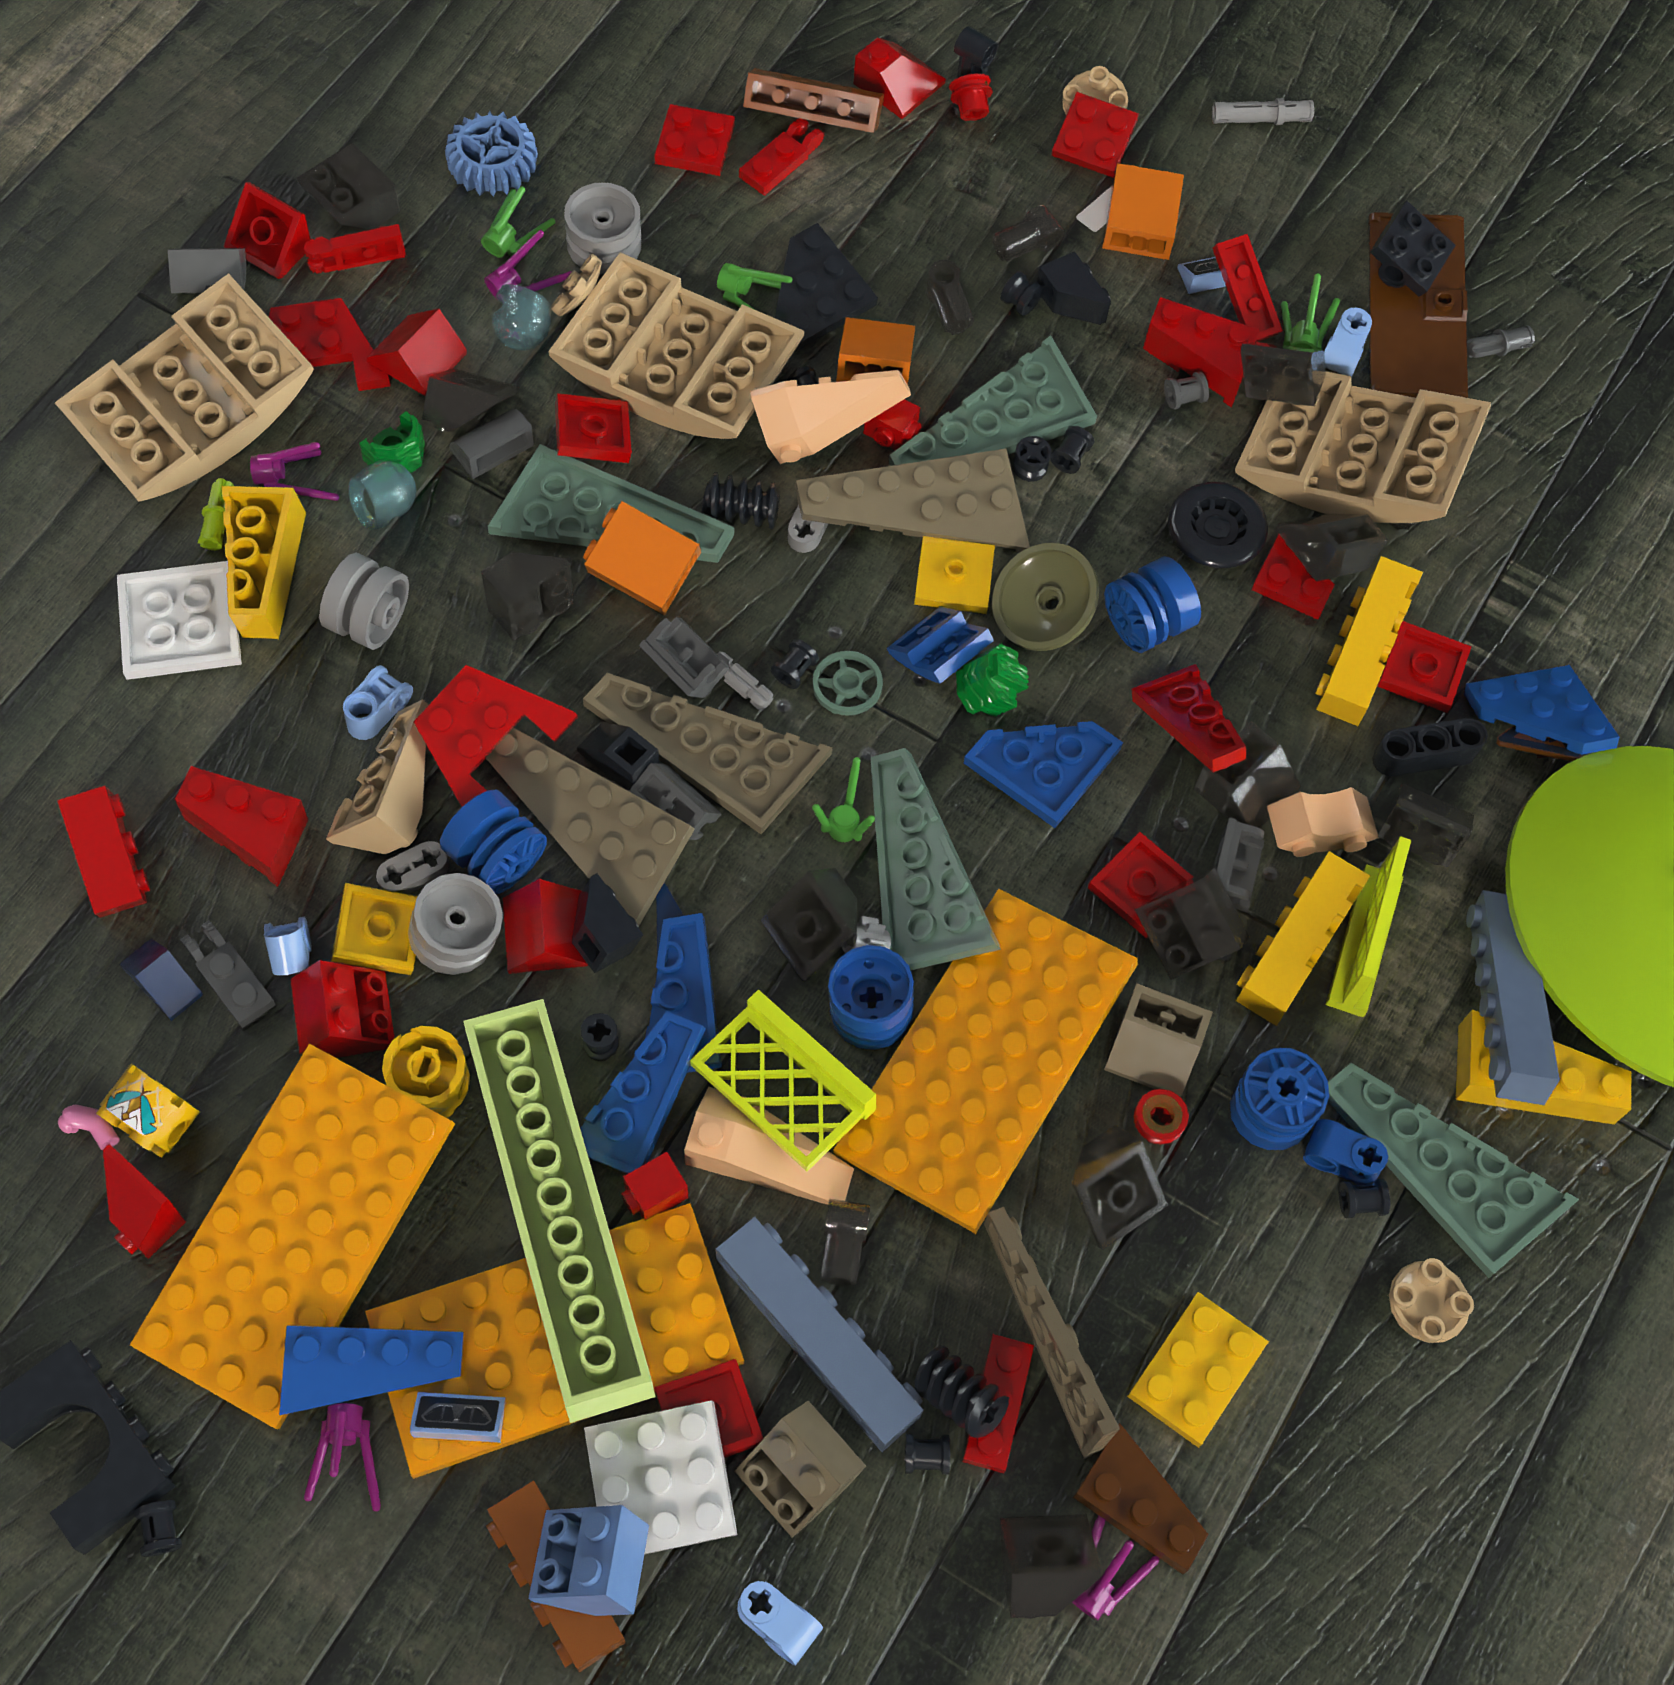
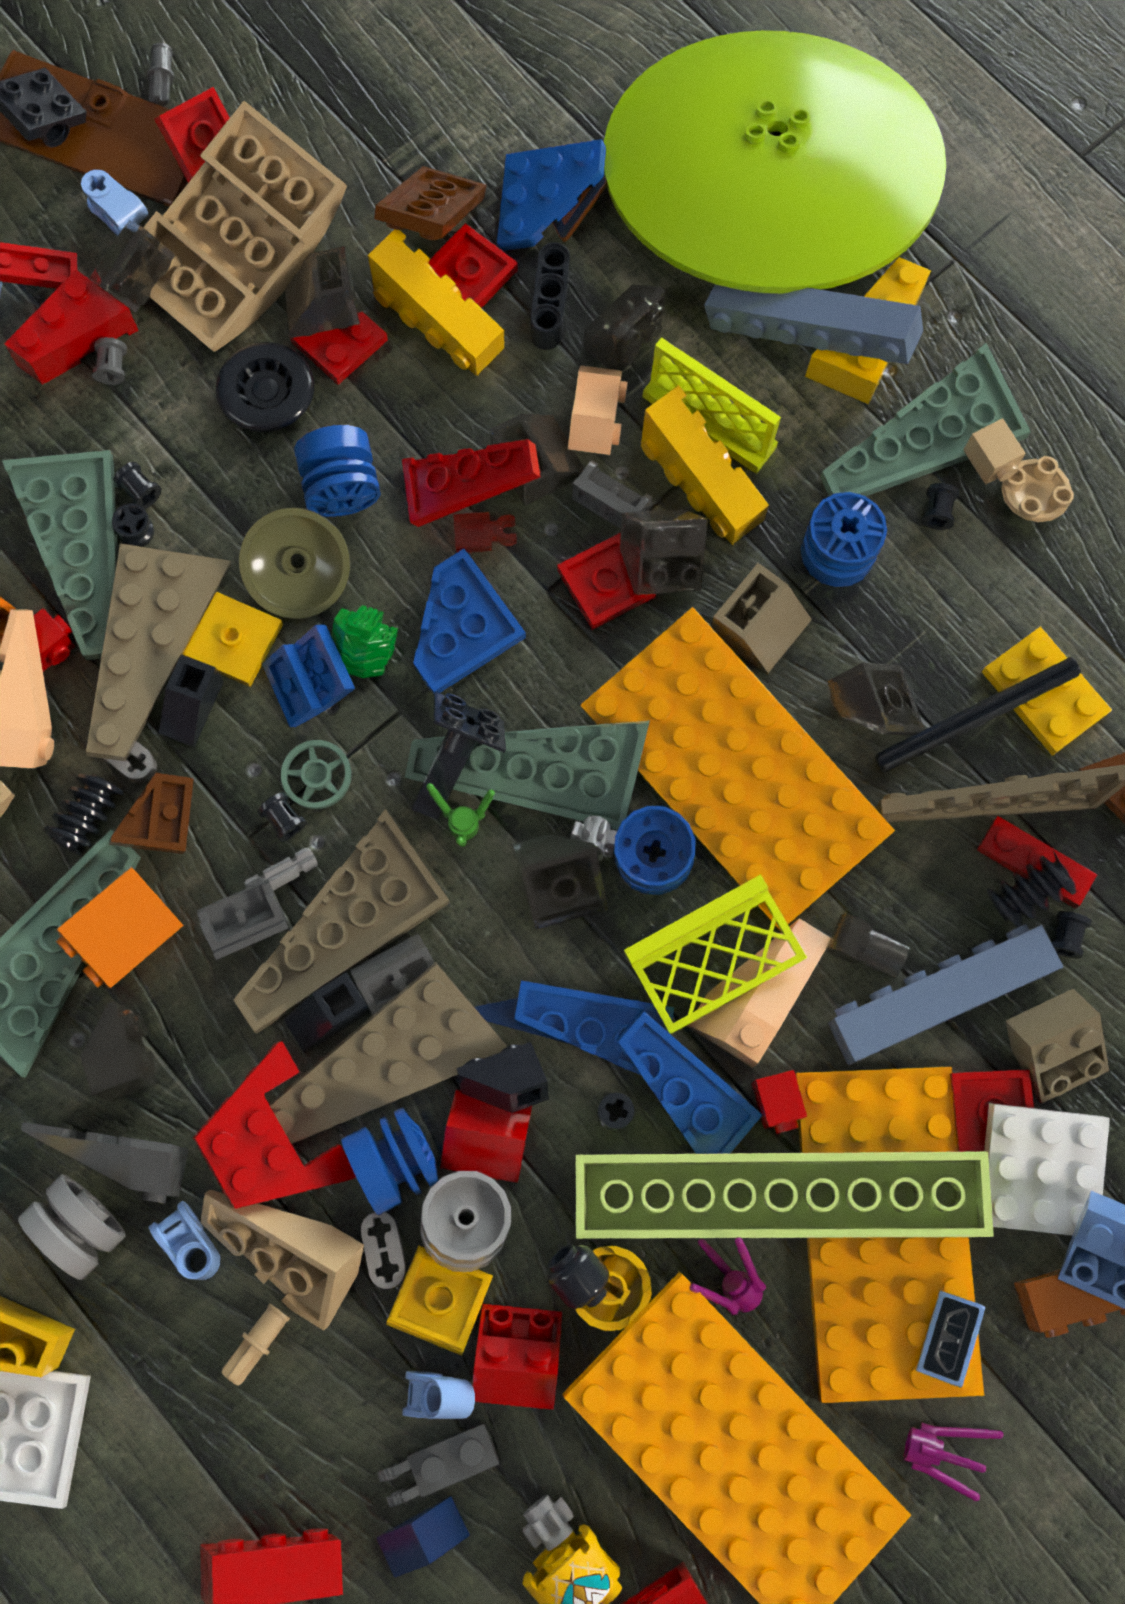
camera: 70 degrees left, 10 degrees up
(195, 1078) = (547, 1522): none -> light grey gear
(244, 818) = (280, 1410): red wedge -> none
(300, 785) = (254, 1345): none -> tan axle
(354, 1363) = (878, 1425): blue wing -> none
(424, 1023) = (578, 1276): none -> black head
(434, 634) = (129, 1161): none -> dark grey wedge
(459, 1197) = (740, 1288): none -> magenta plant
(759, 562) = (158, 816): none -> reddish brown wing
(878, 551) = (189, 700): none -> black slope
(930, 783) = (464, 728): none -> black piece
(1140, 1294) = (978, 714): none -> black axle
(1148, 752) = (476, 531): none -> clear red plate
(1170, 1110) = (843, 641): red piece -> none
(1305, 332) = (89, 235): bright green plant -> none
(1342, 1150) = (899, 506): blue piece -> none
(1445, 1231) = (994, 452): none -> tan brick
(1451, 374) = (192, 128): none -> red plate
(1471, 601) = (430, 203): none -> reddish brown plate

